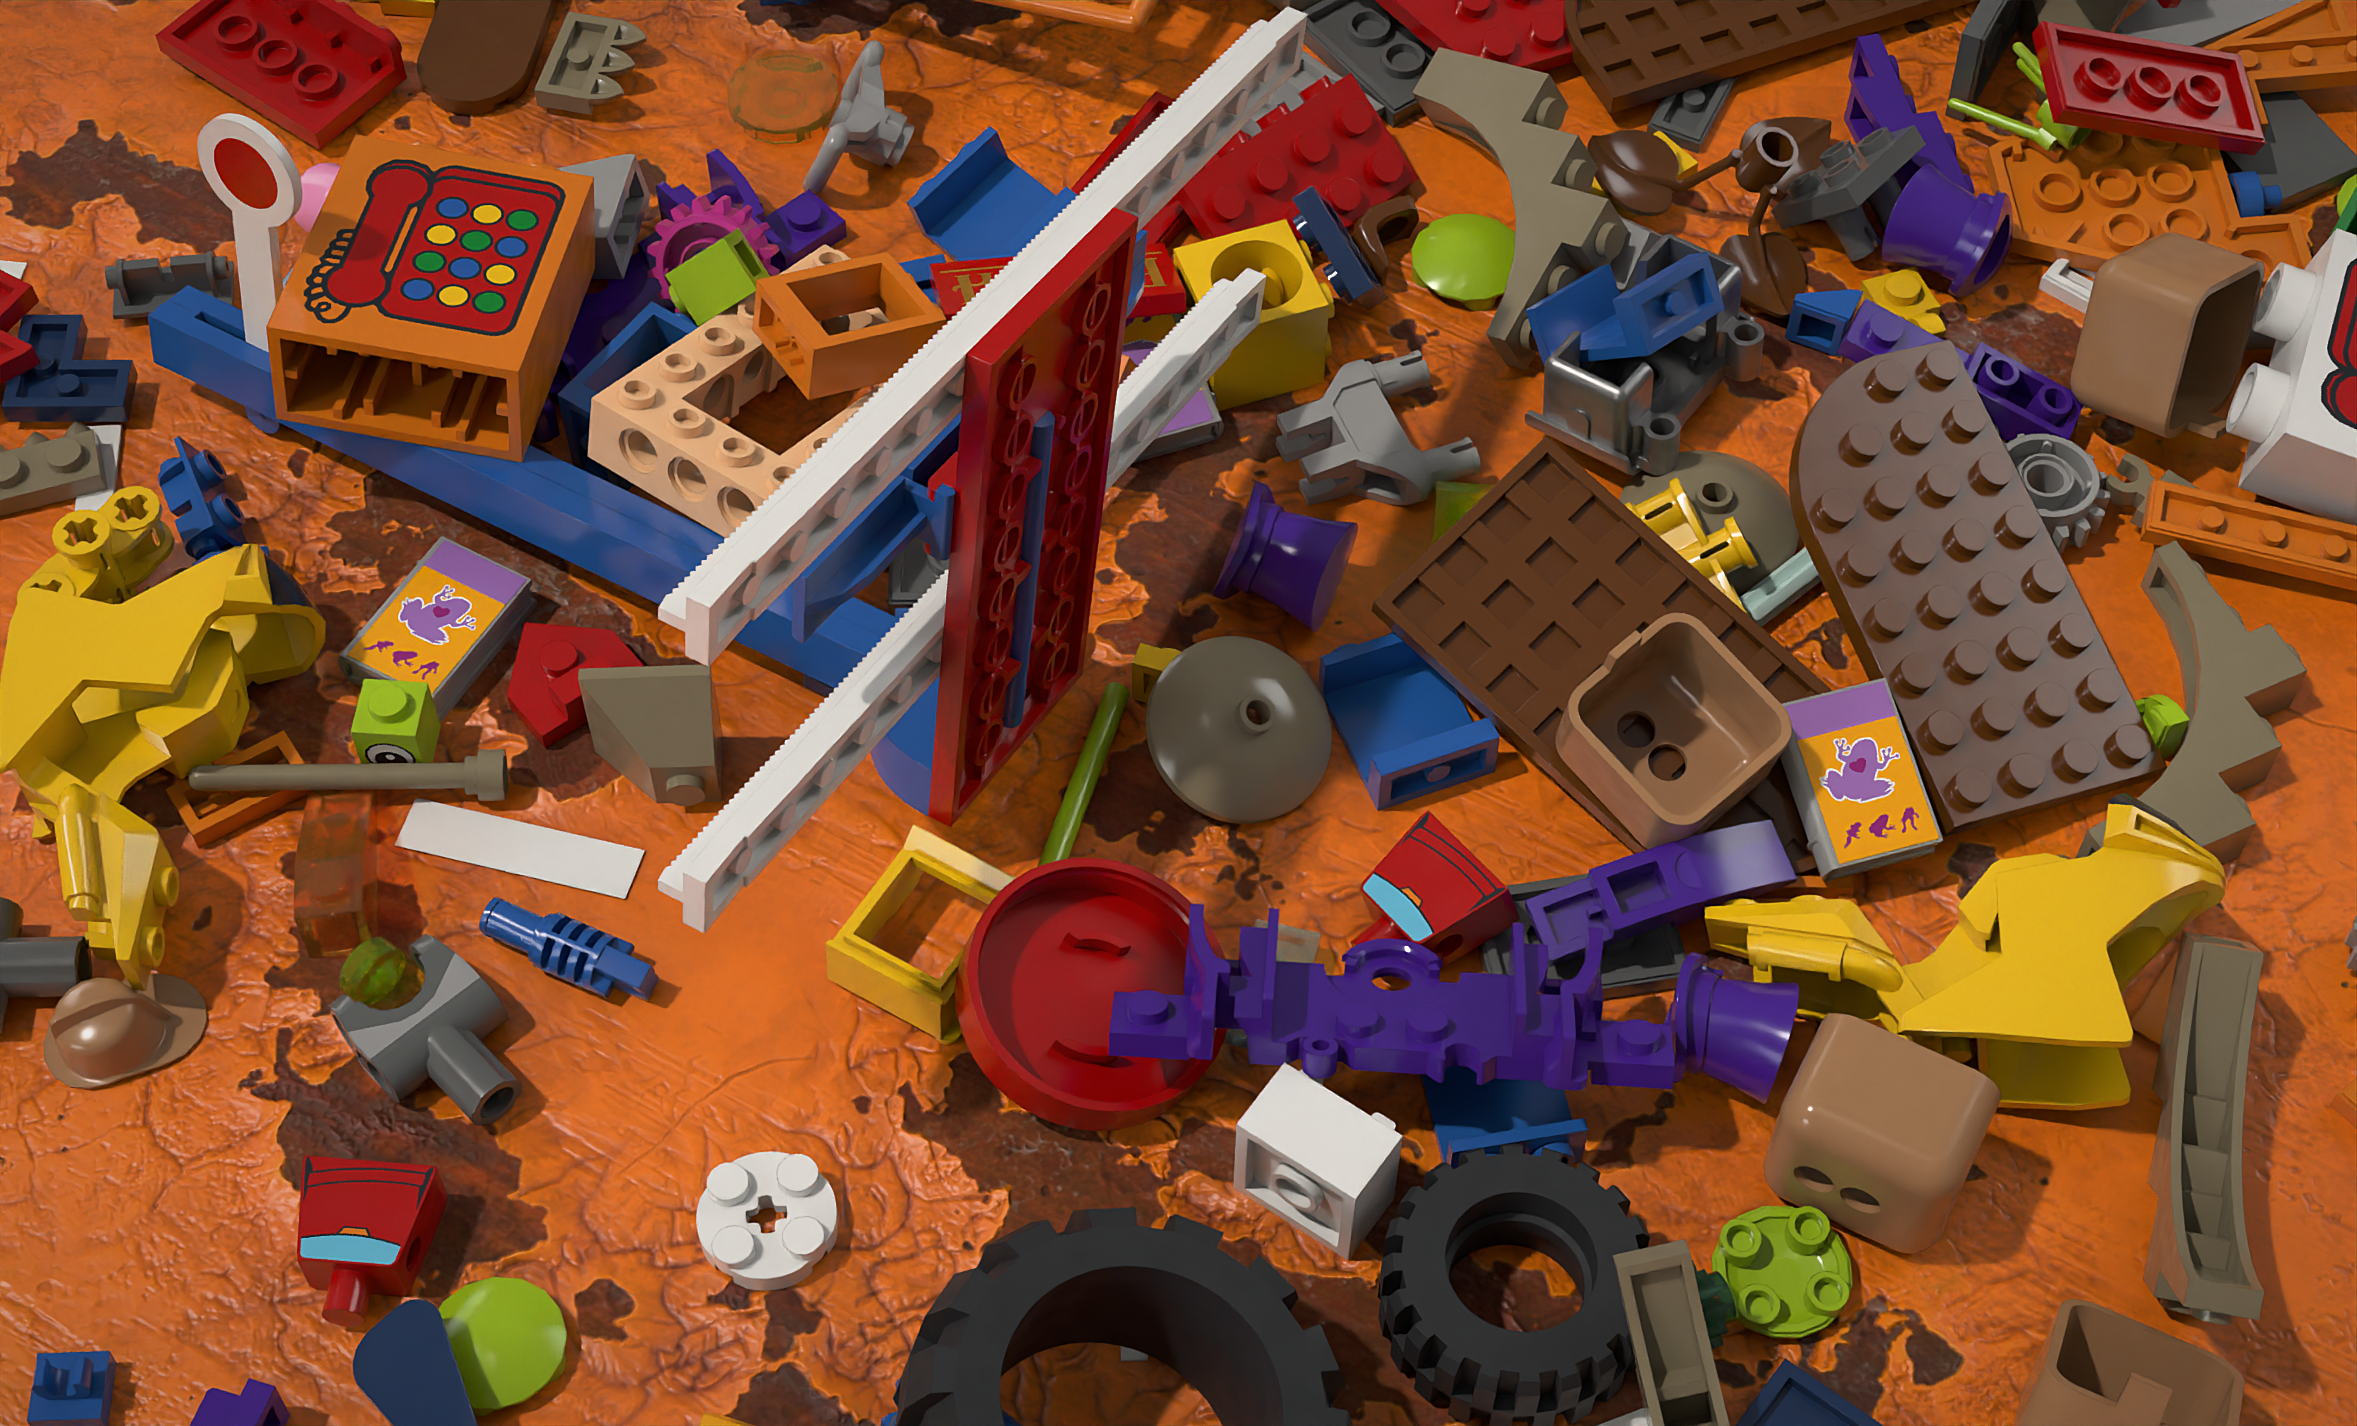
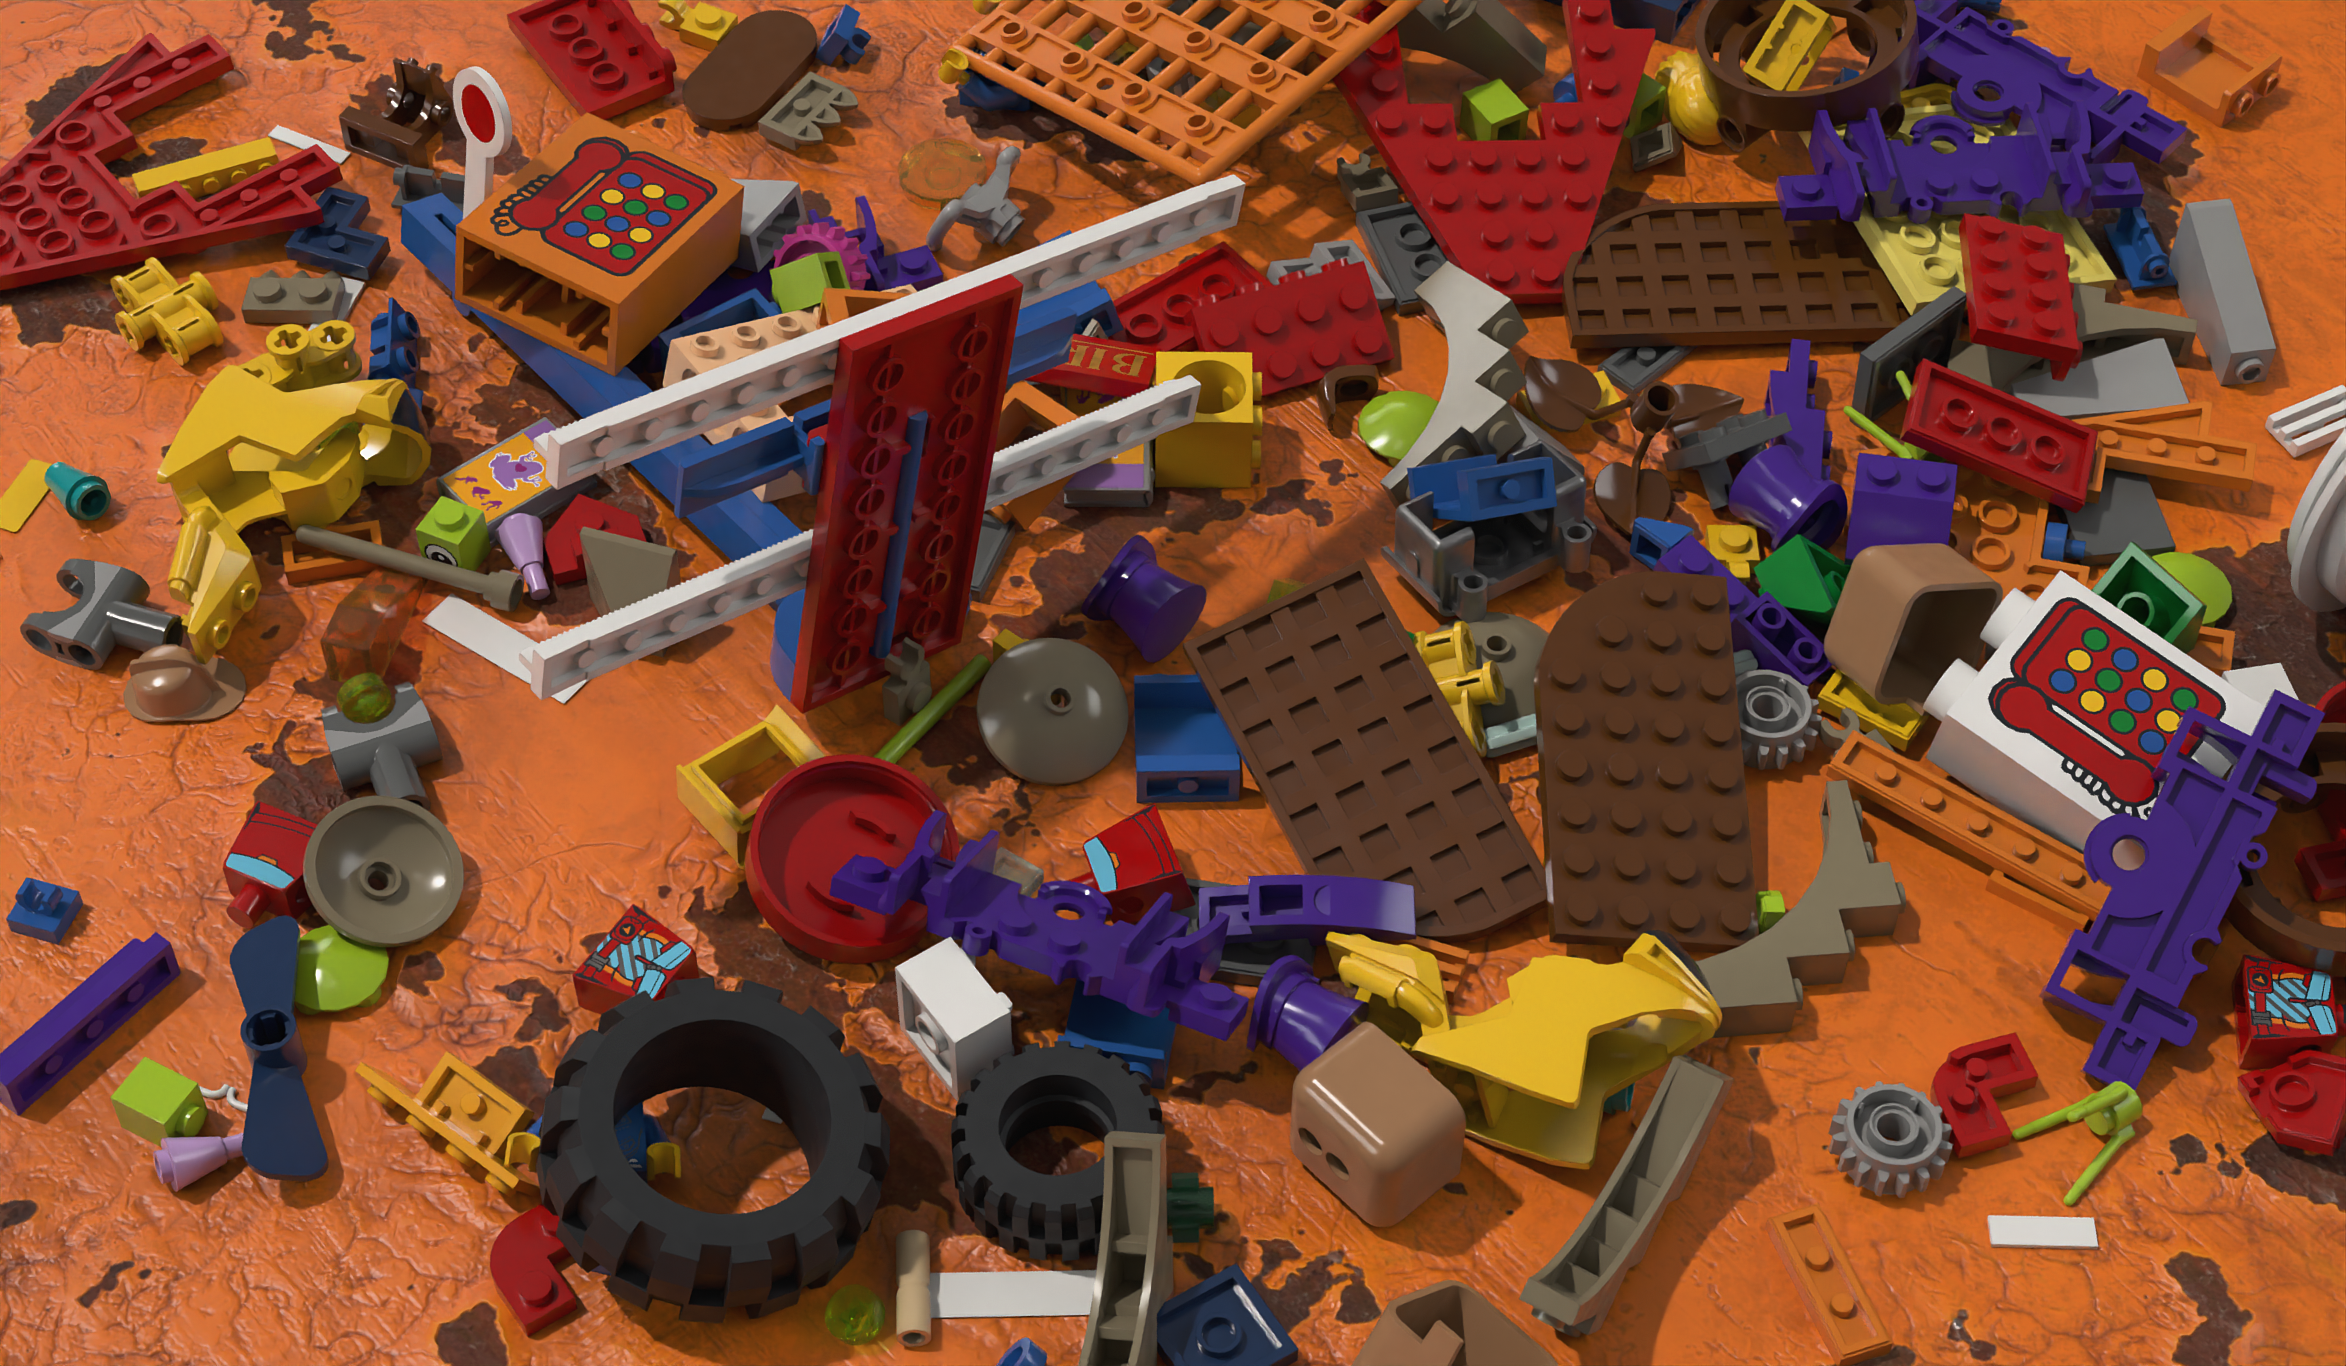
camera: 20 degrees right, 5 degrees down
(85, 172) = (413, 98): none -> reddish brown tile
(483, 706) = (523, 542): none -> lavender cone
(534, 1168) = (390, 843): none -> dark tan dish
(570, 949) = (506, 724): blue hinge -> none
(759, 1182) = (539, 925): white plate -> none
(896, 1225) = (632, 959): none -> torso
(1052, 751) = (909, 683): none -> dark tan plate
(1326, 233) = (1293, 388): dark blue plate -> none
(1357, 445) = (1243, 532): light grey connector -> none
(1698, 705) = (1377, 758): medium nougat piece -> none
(1784, 1270) = (1269, 1206): lime dish -> none
(1857, 781) = (1491, 877): piece -> none
(2015, 320) = (1804, 580): none -> green slope
(2077, 206) = (1899, 503): none -> dark purple slope
(2111, 439) = (1894, 722): none -> yellow plate

